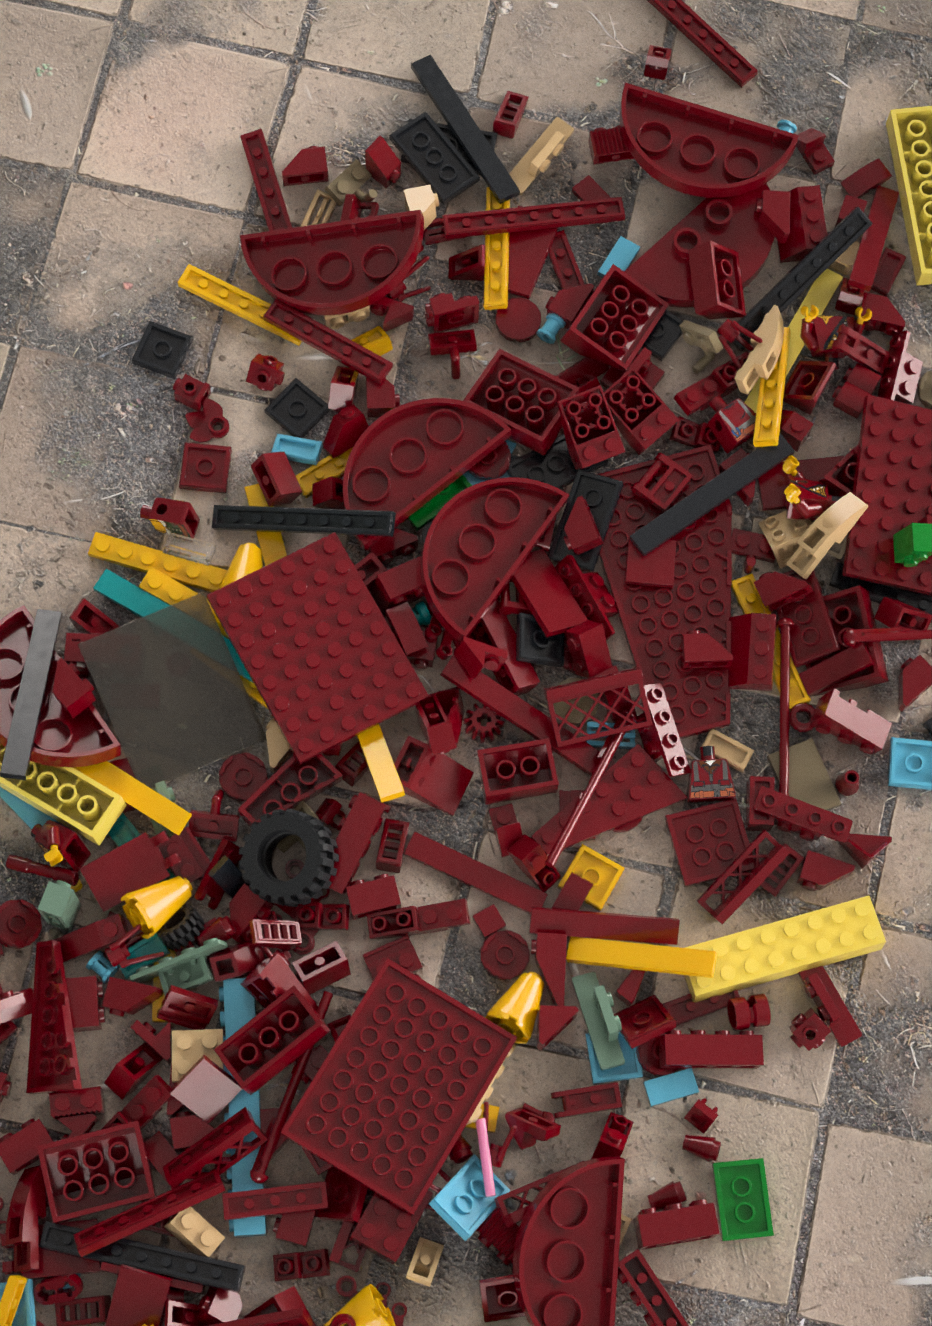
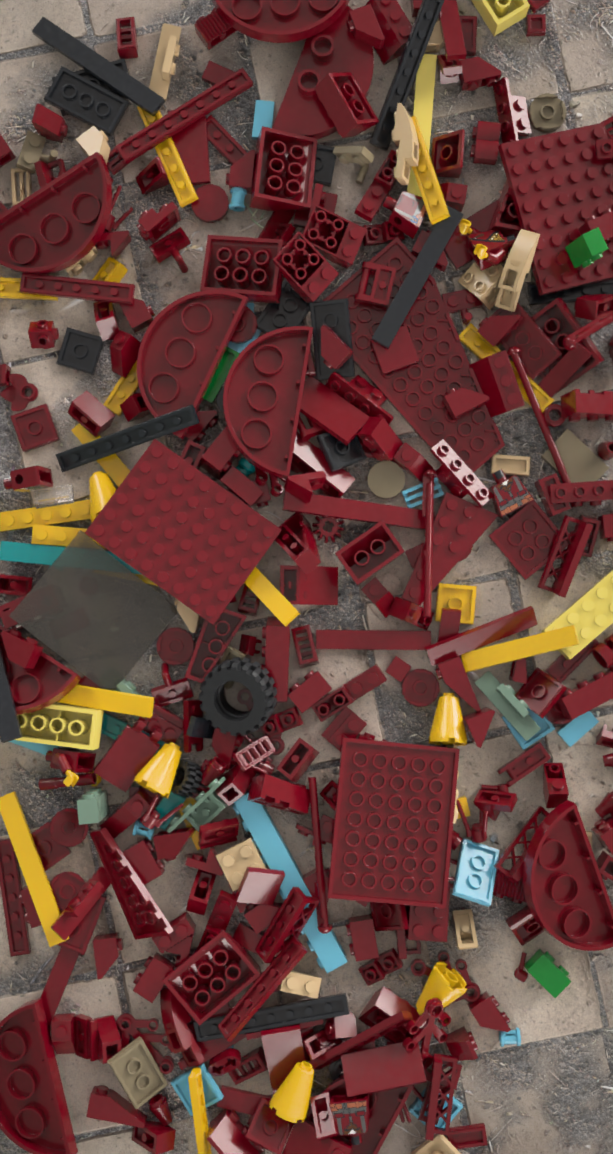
camera: 15 degrees left, 15 degrees up
(272, 1040) = (289, 834): dark red slope -> none
(275, 1201) = (344, 939): dark red plate -> none
(298, 449) = (95, 382): medium azure tile -> none
(485, 1157) = (474, 840): bright pink bar -> none
(597, 685) = (395, 469): dark red fence -> none
(729, 332) = (374, 140): dark red plant -> none
(820, 332) = (450, 107): dark red torso -> none
(861, 349) = (477, 109): dark red plate -> none

